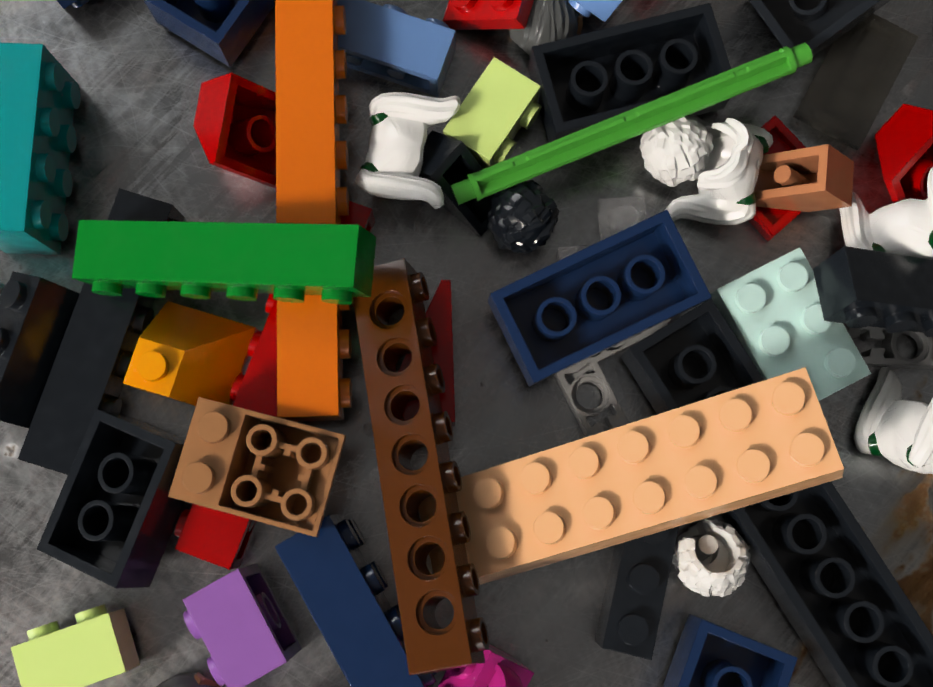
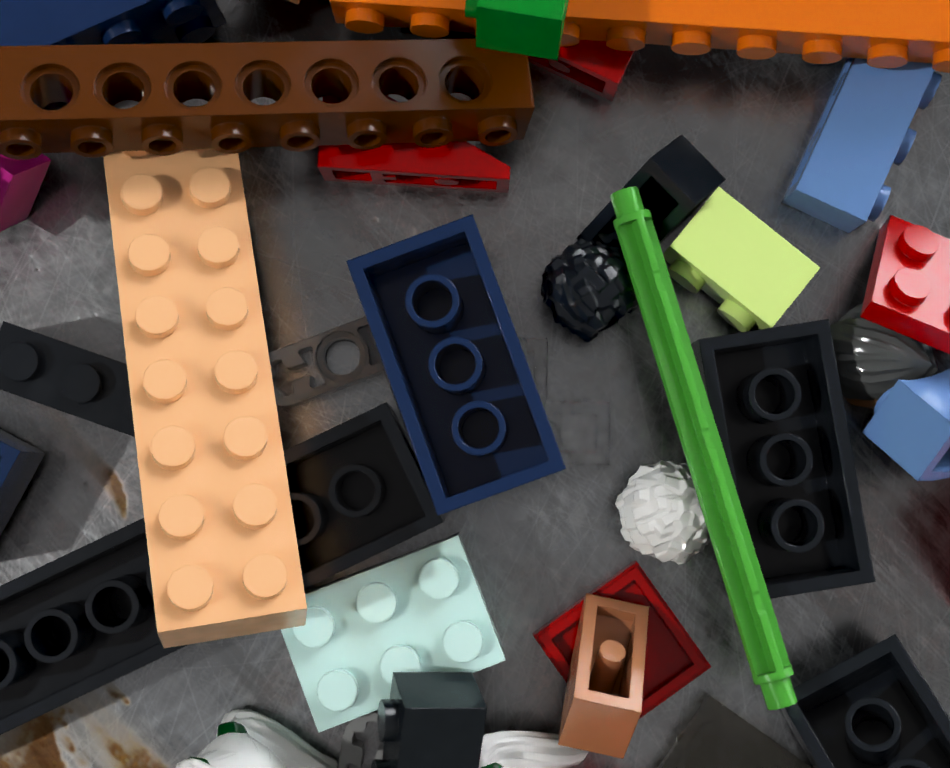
camera: 100 degrees right, 5 degrees up
(398, 145) = (709, 122): white hair -> none
(711, 558) = (99, 482): white piece -> none
(730, 177) = (613, 578): white hair -> none

